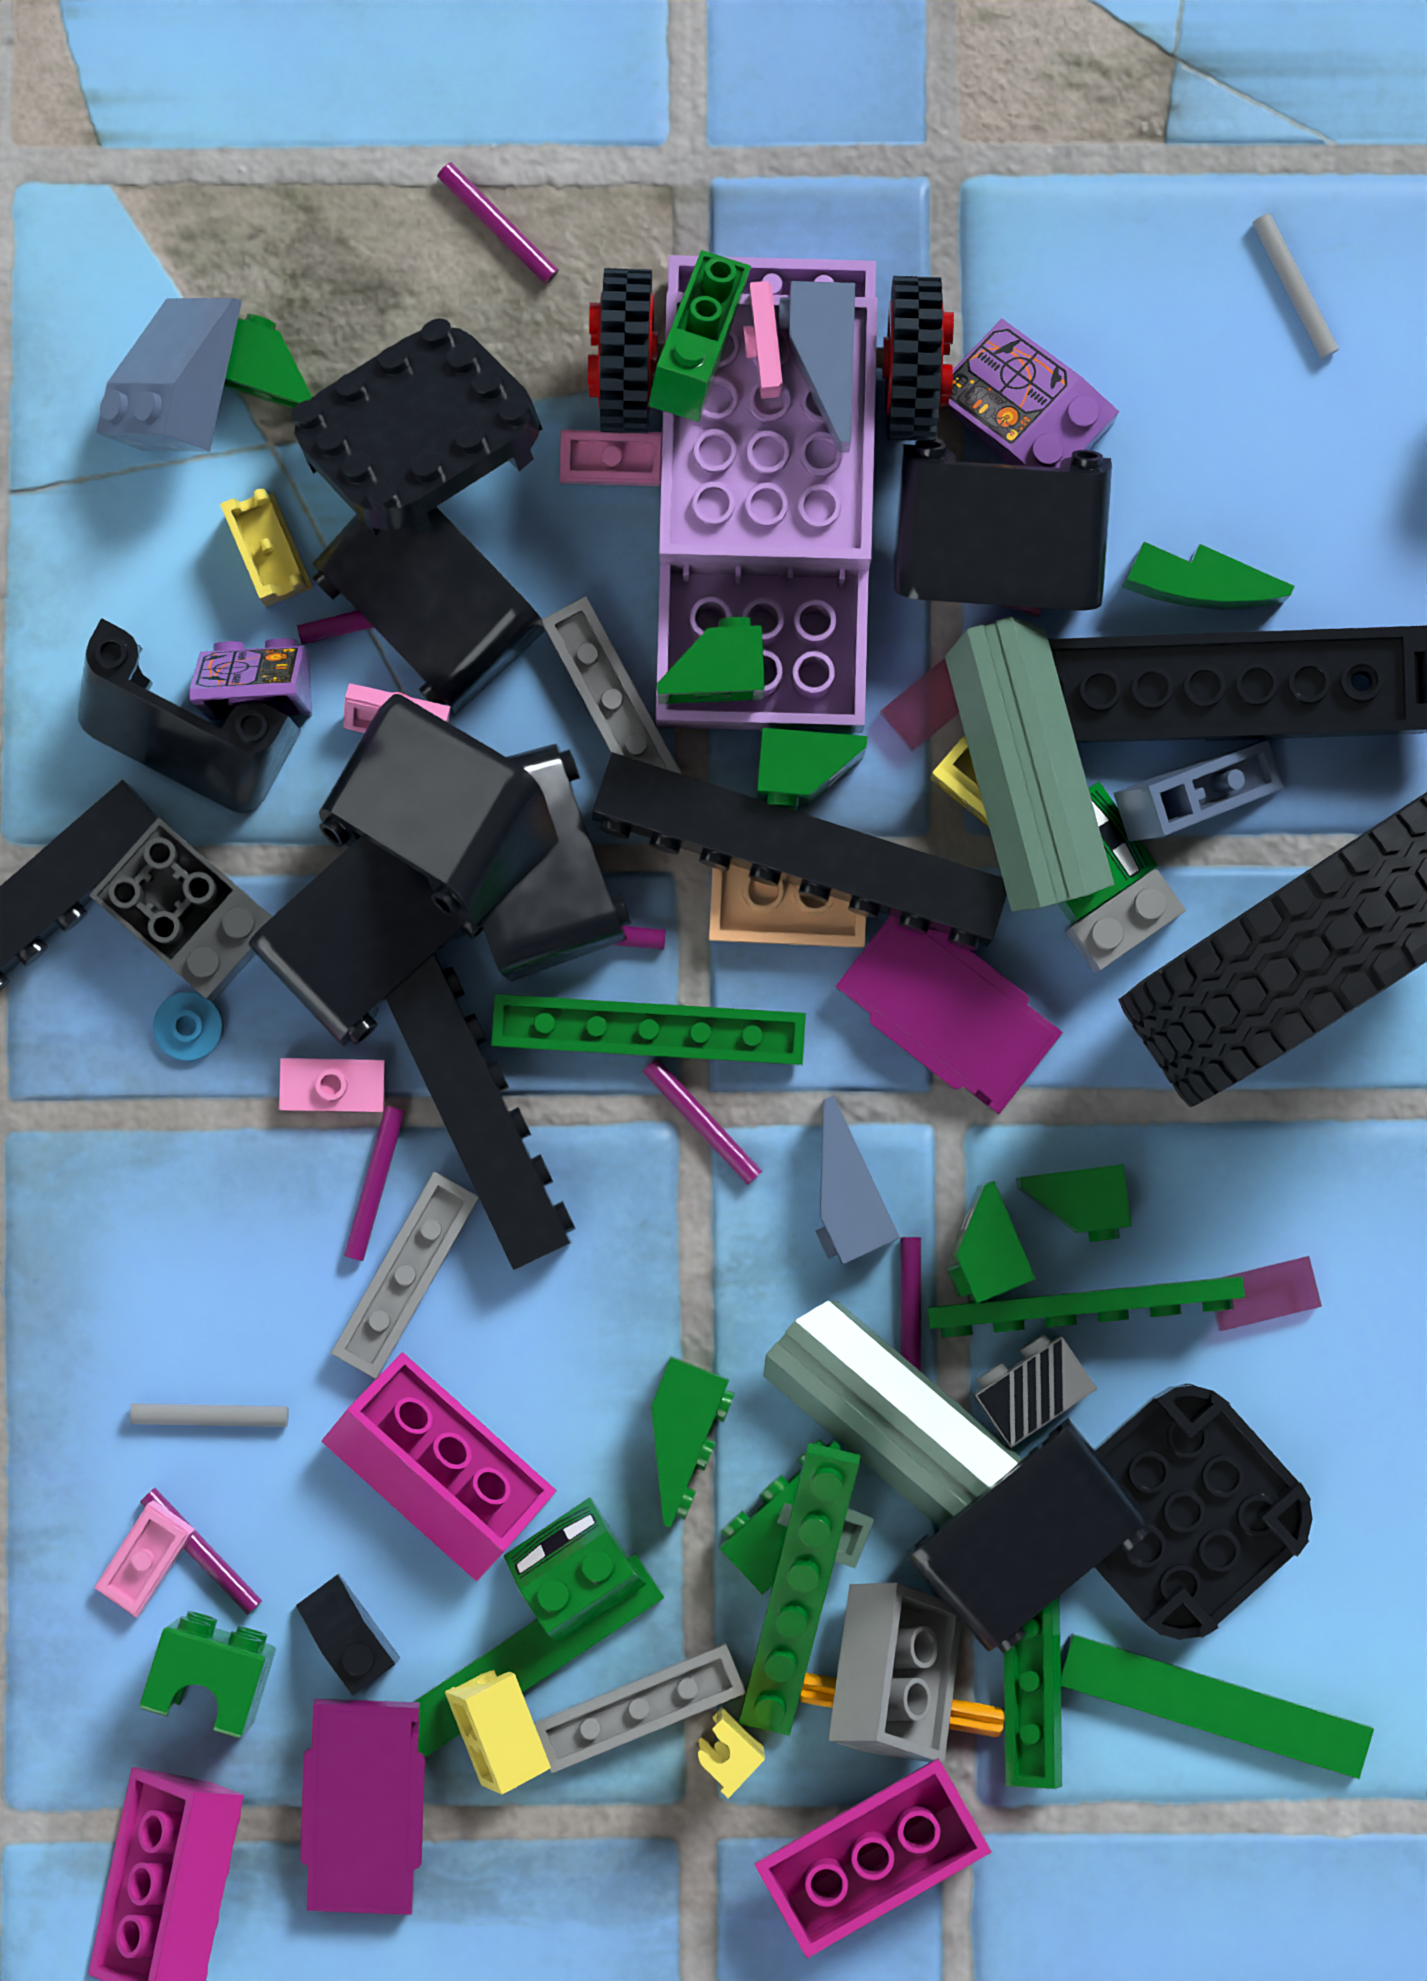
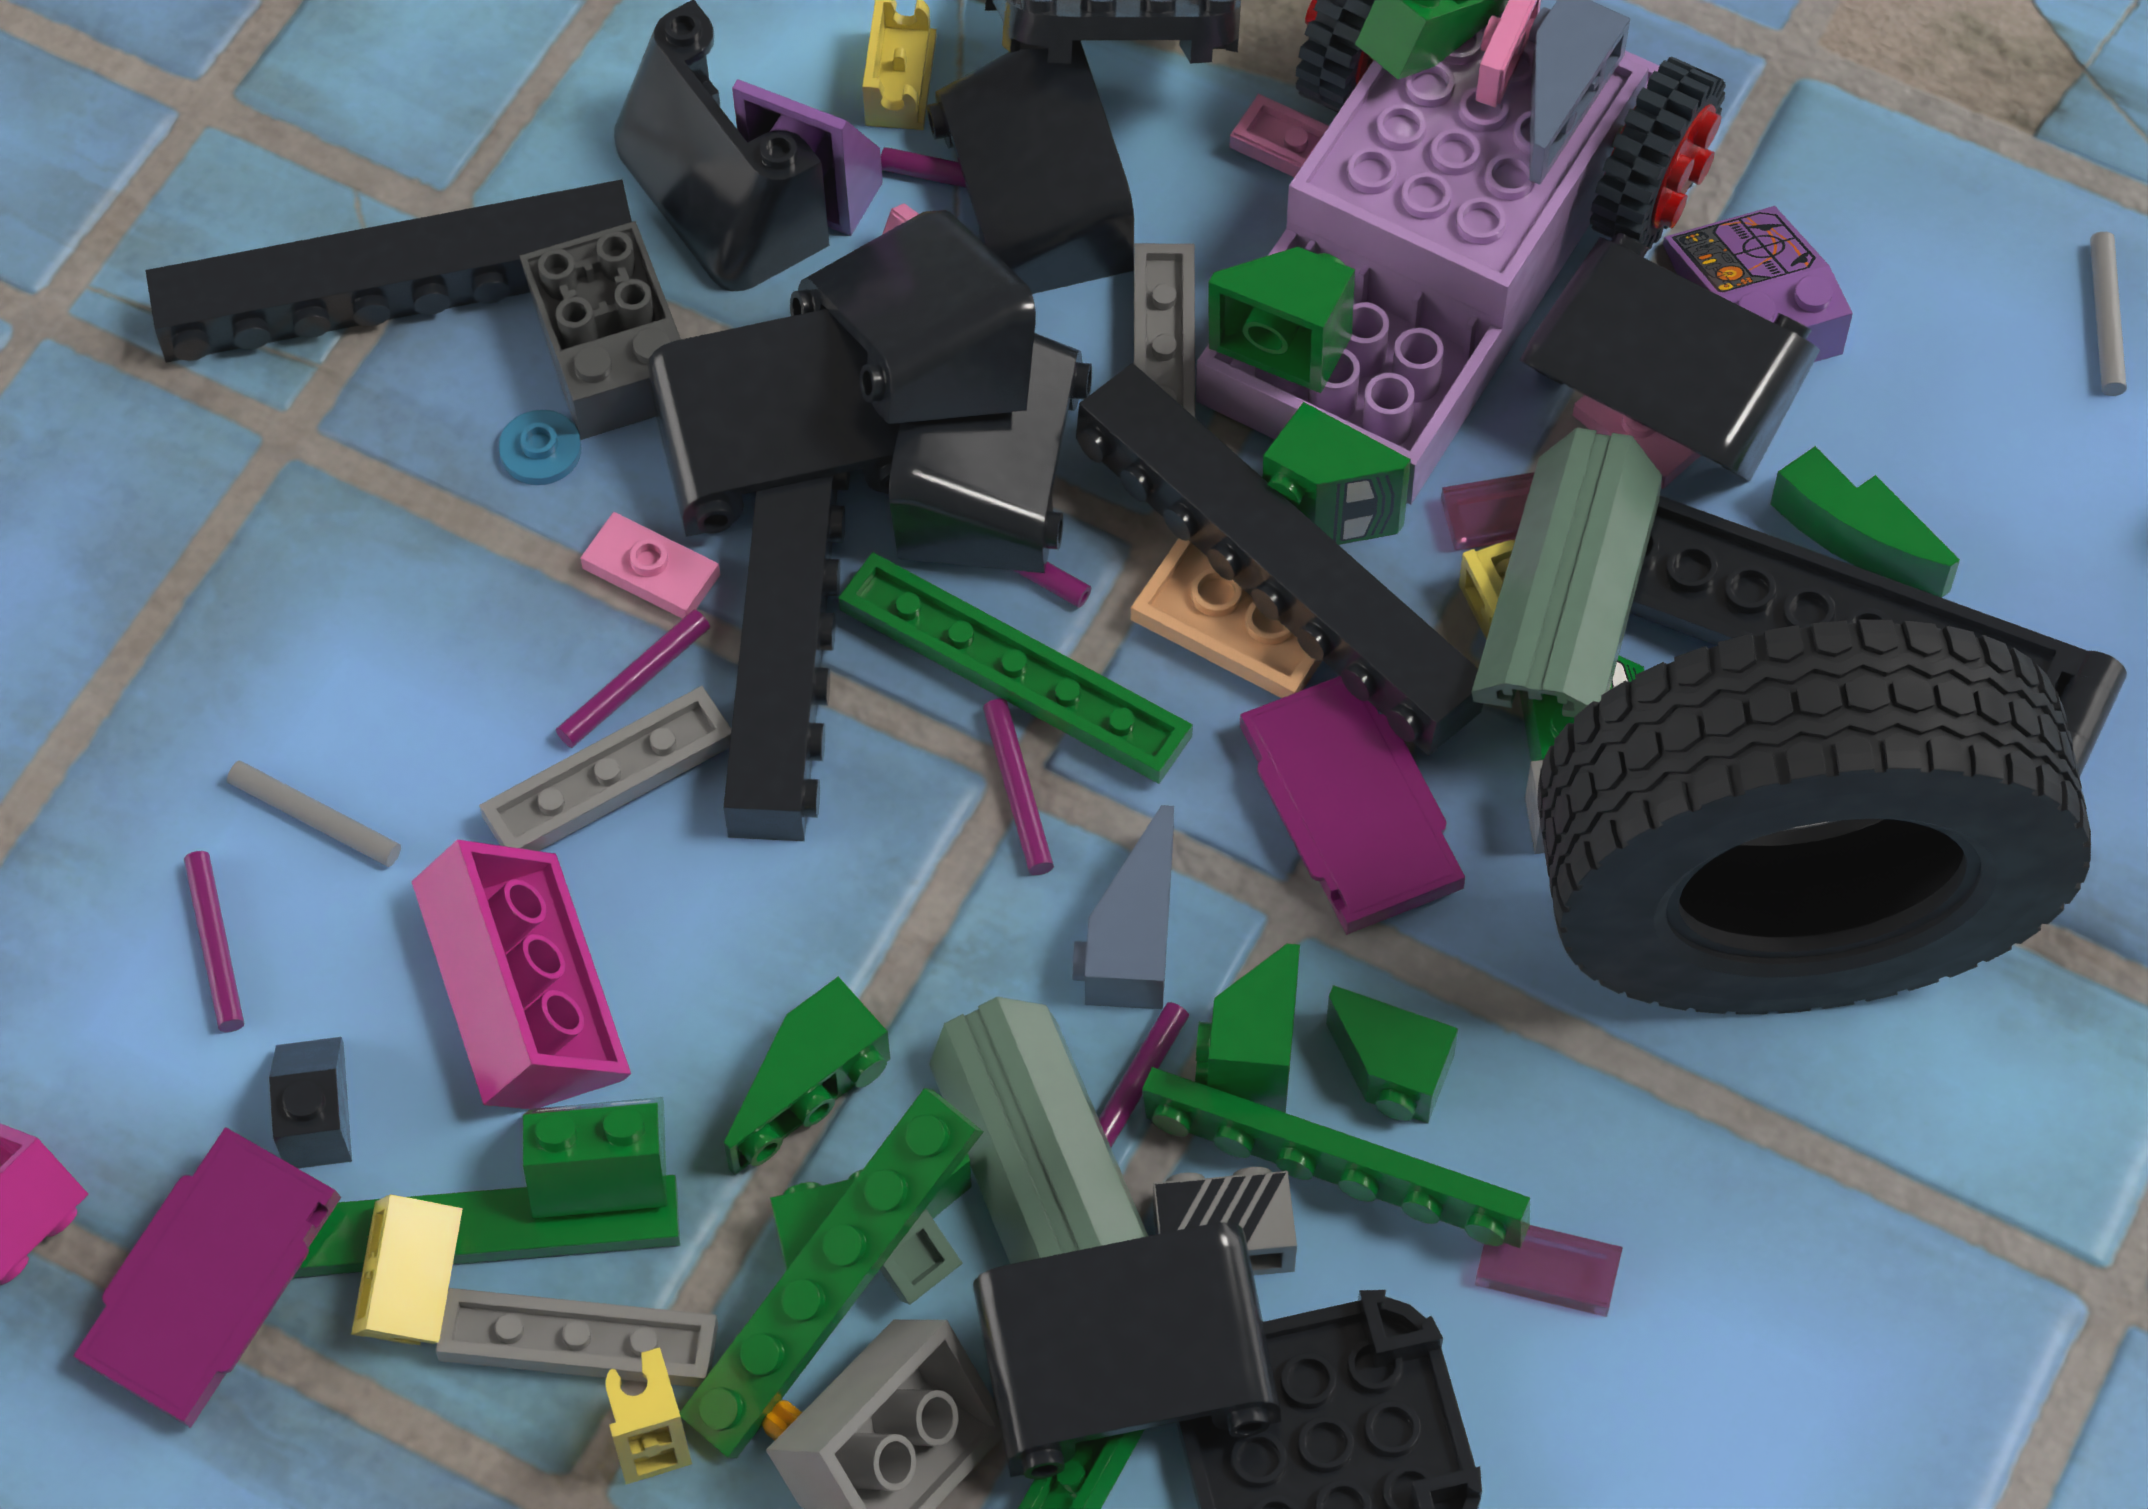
camera: 30 degrees right, 25 degrees down
(144, 1558) = (150, 911): bright pink plate -> none
(224, 1662) = (139, 1038): green piece -> none

